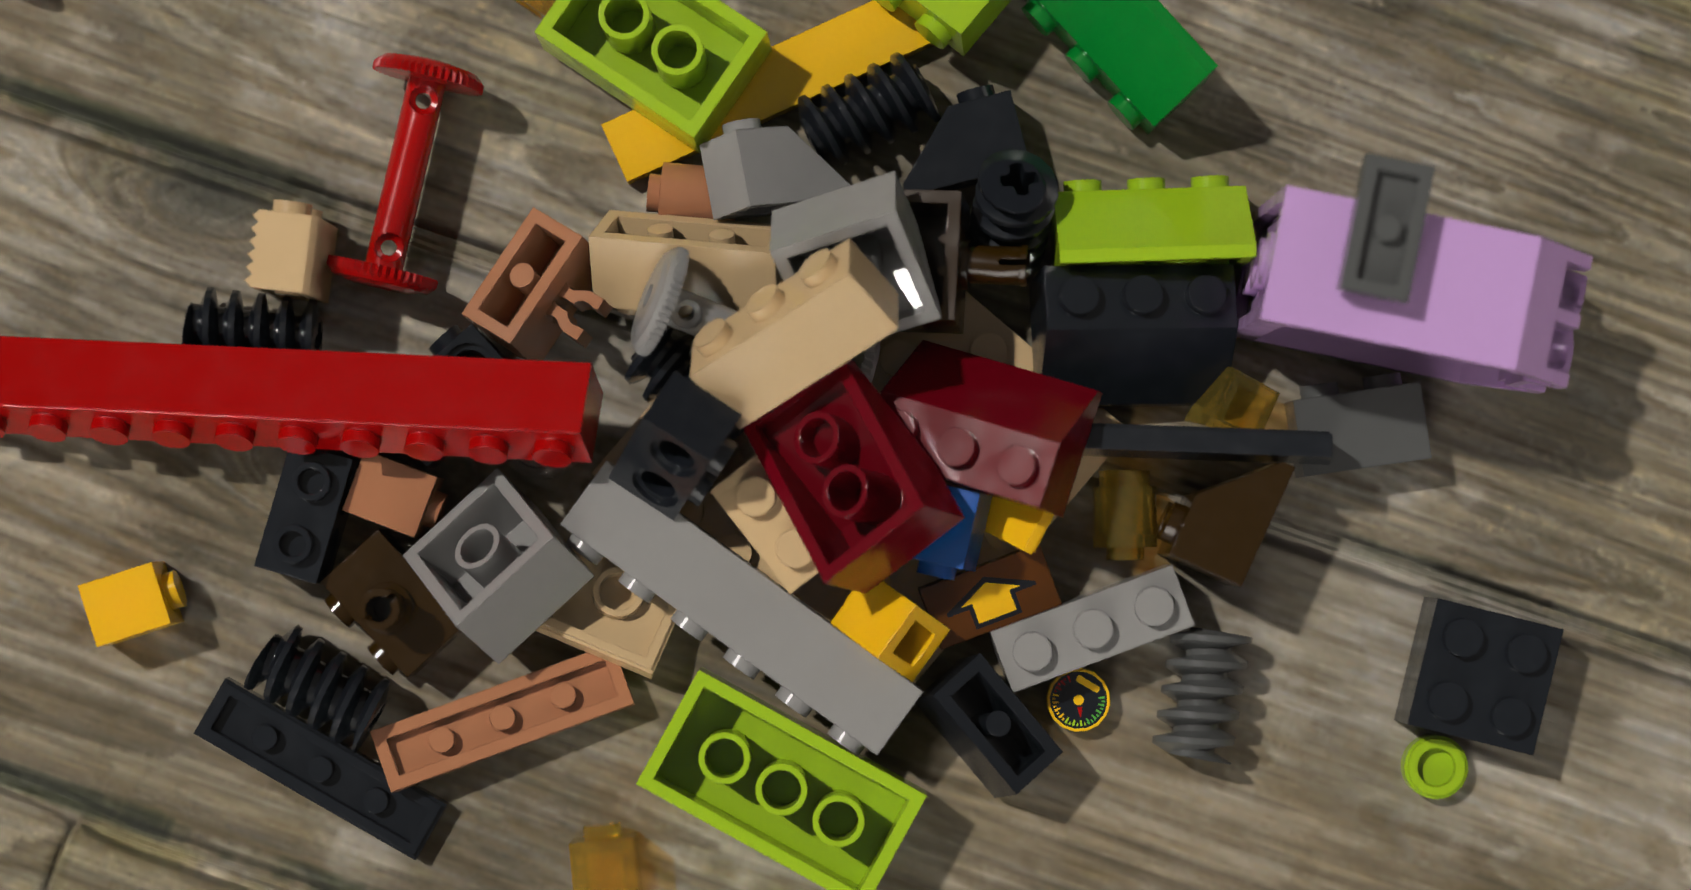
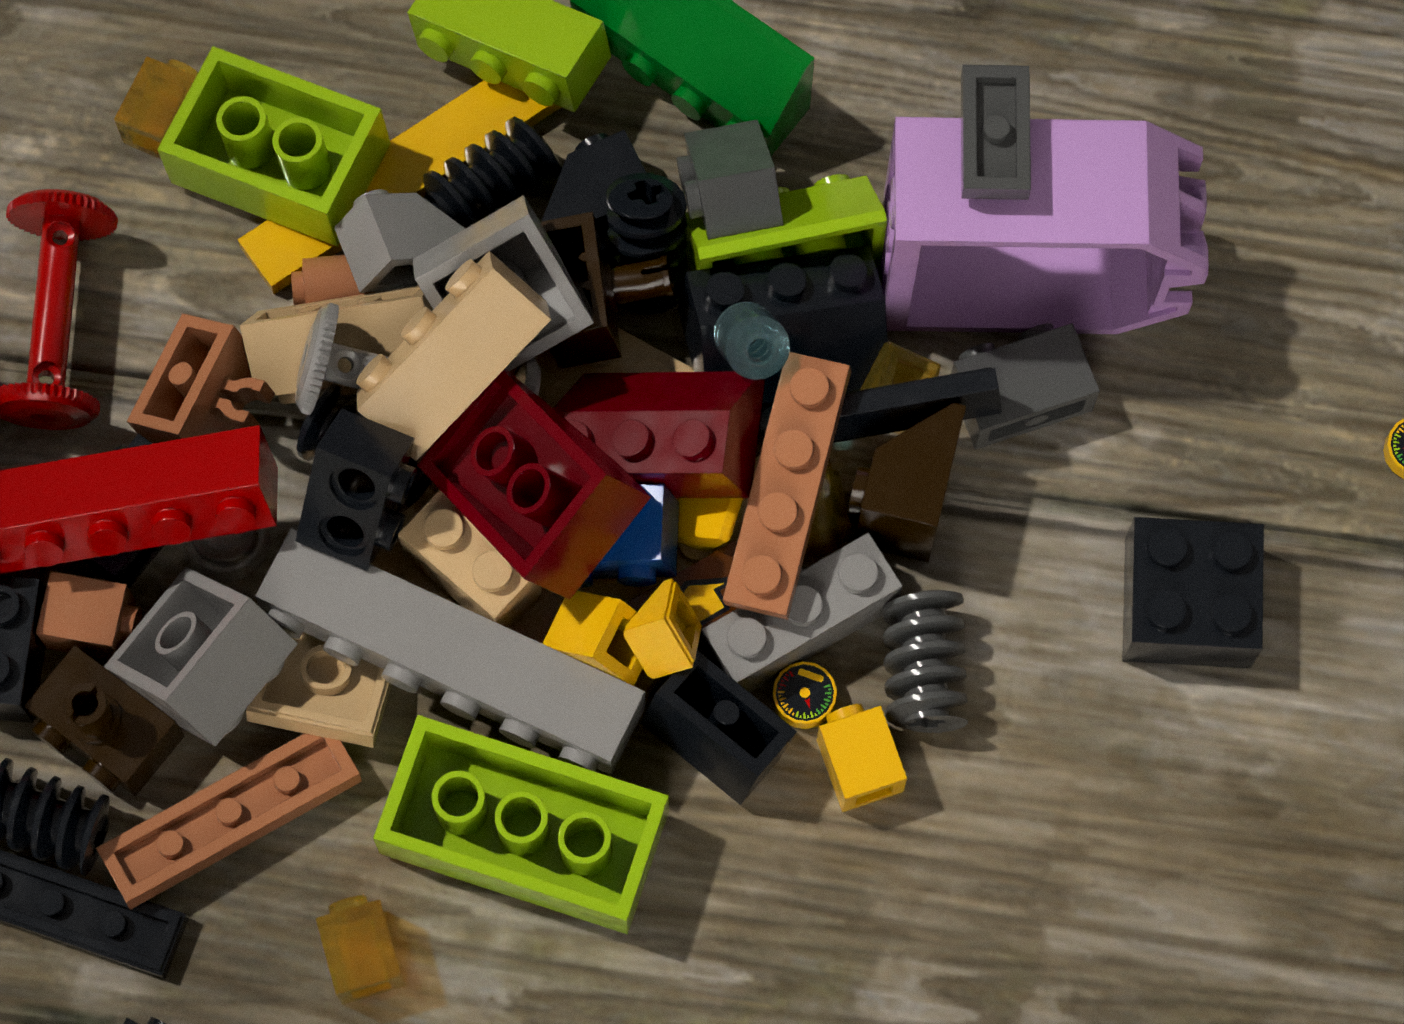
camera: 10 degrees left, 15 degrees down
(954, 636) = (664, 632): none -> yellow slope
(1095, 361) = (739, 328): none -> clear light blue brick
(1101, 512) = (787, 485): none -> nougat plate
(1108, 174) = (730, 179): none -> dark grey brick
(1120, 775) = (860, 756): none -> yellow brick
(1434, 766) = (1171, 695): lime tile -> none

